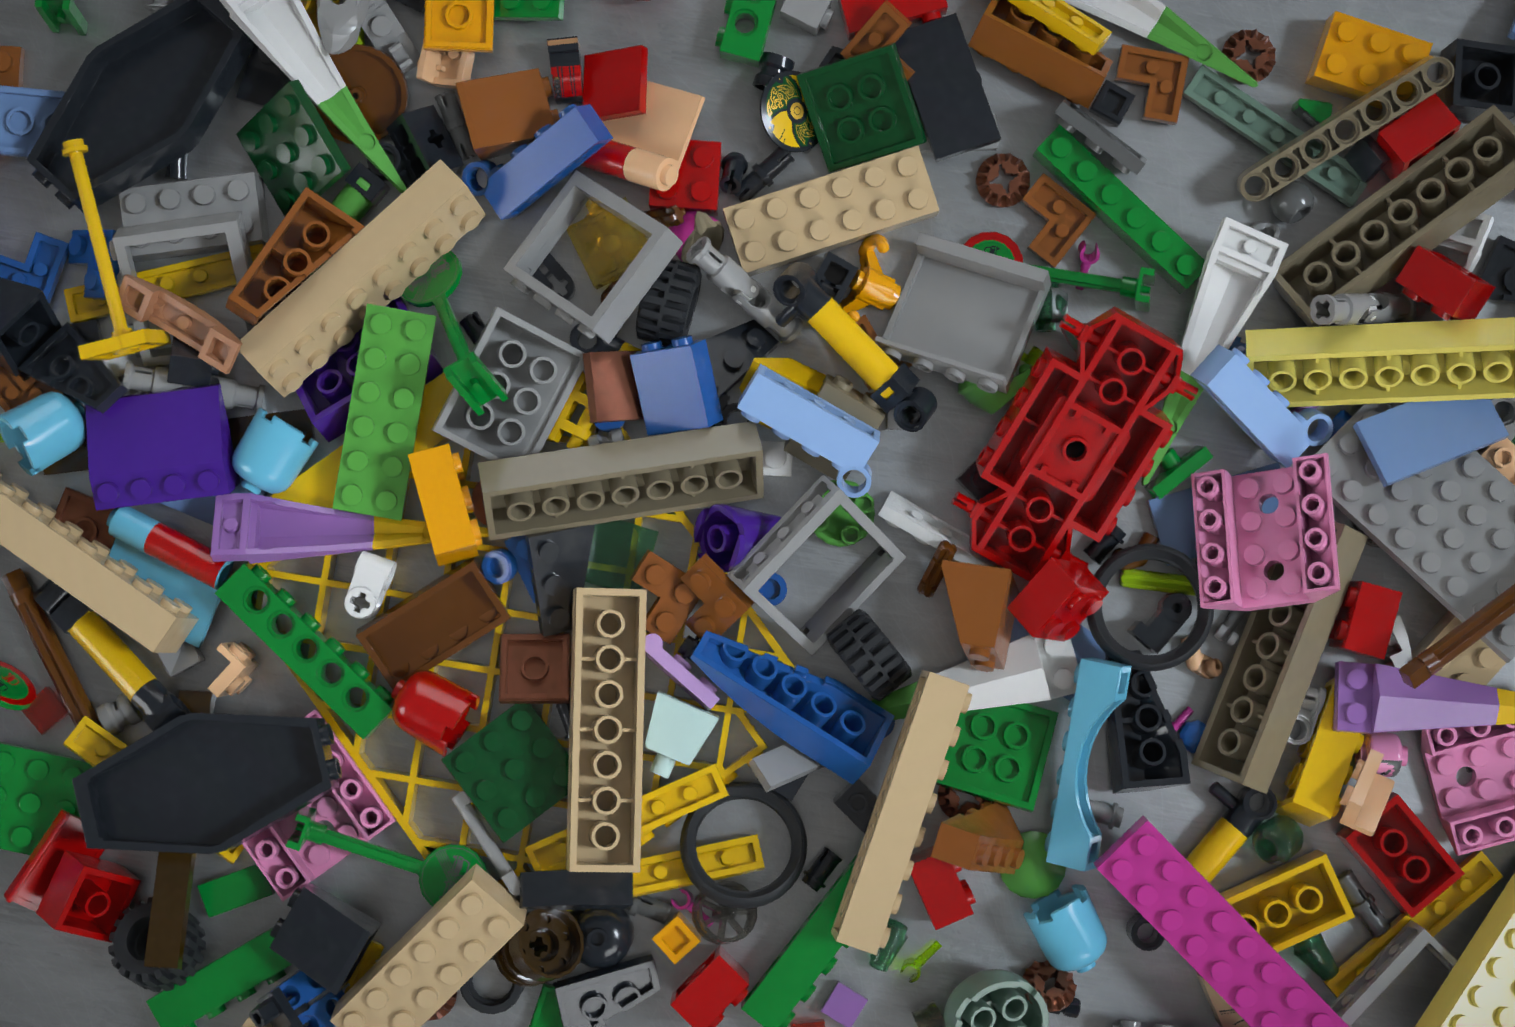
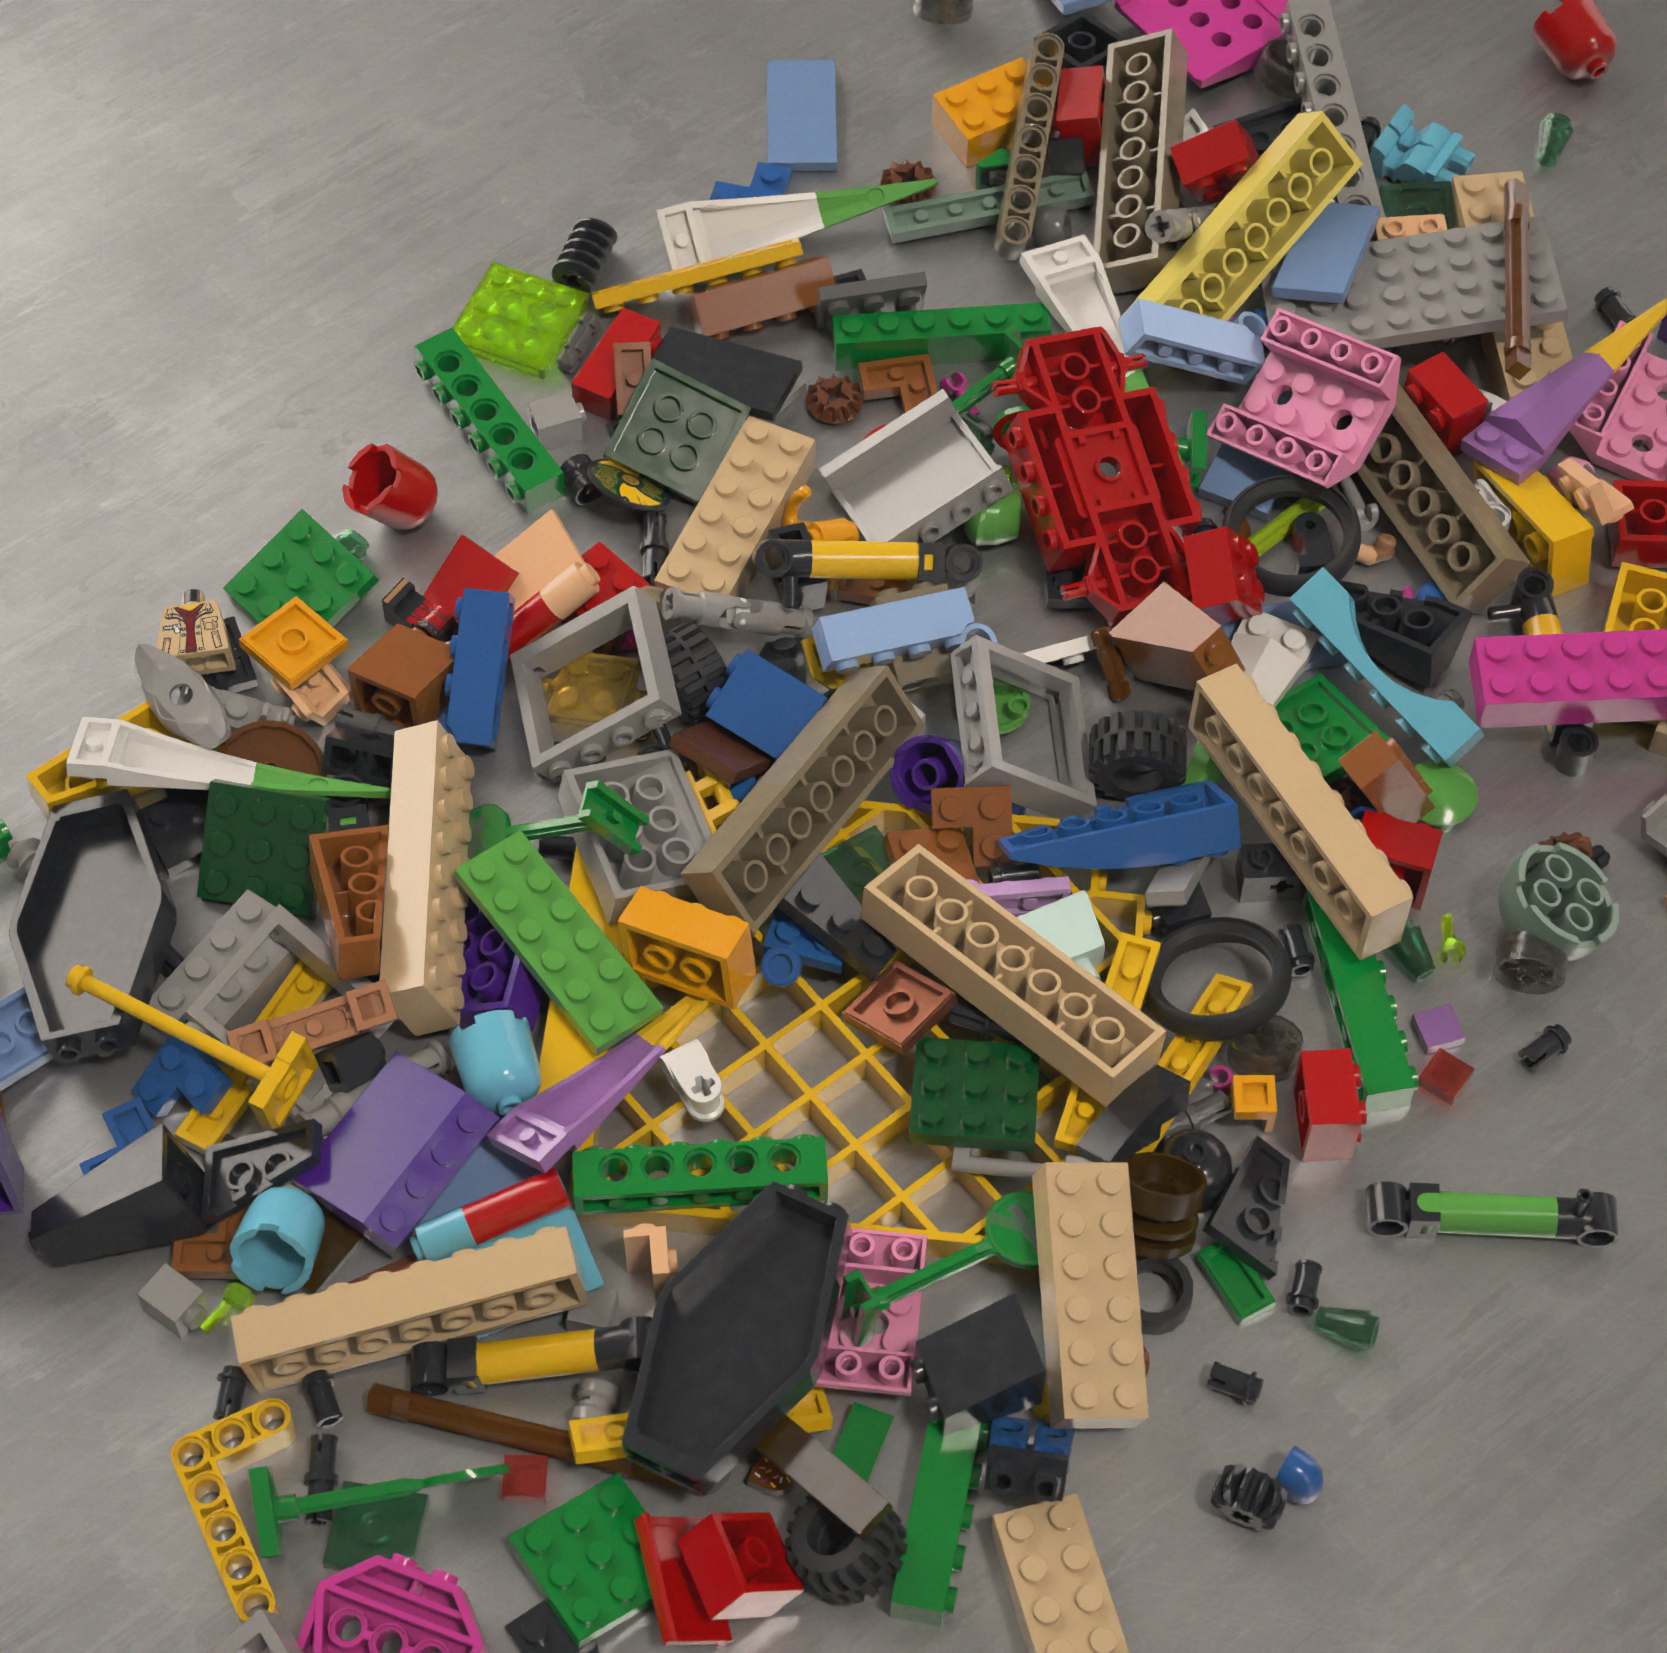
camera: 50 degrees left, 30 degrees down
(432, 709) = (855, 1106): red cylinder -> none
(433, 623) = (779, 1058): reddish brown slope -> none
(734, 167) = (638, 562): black pin -> none
(1068, 929) = (1524, 797): medium azure cylinder -> none
(1163, 75) = (867, 241): dark orange plate -> none
(1277, 839) = (1576, 611): clear green head -> none

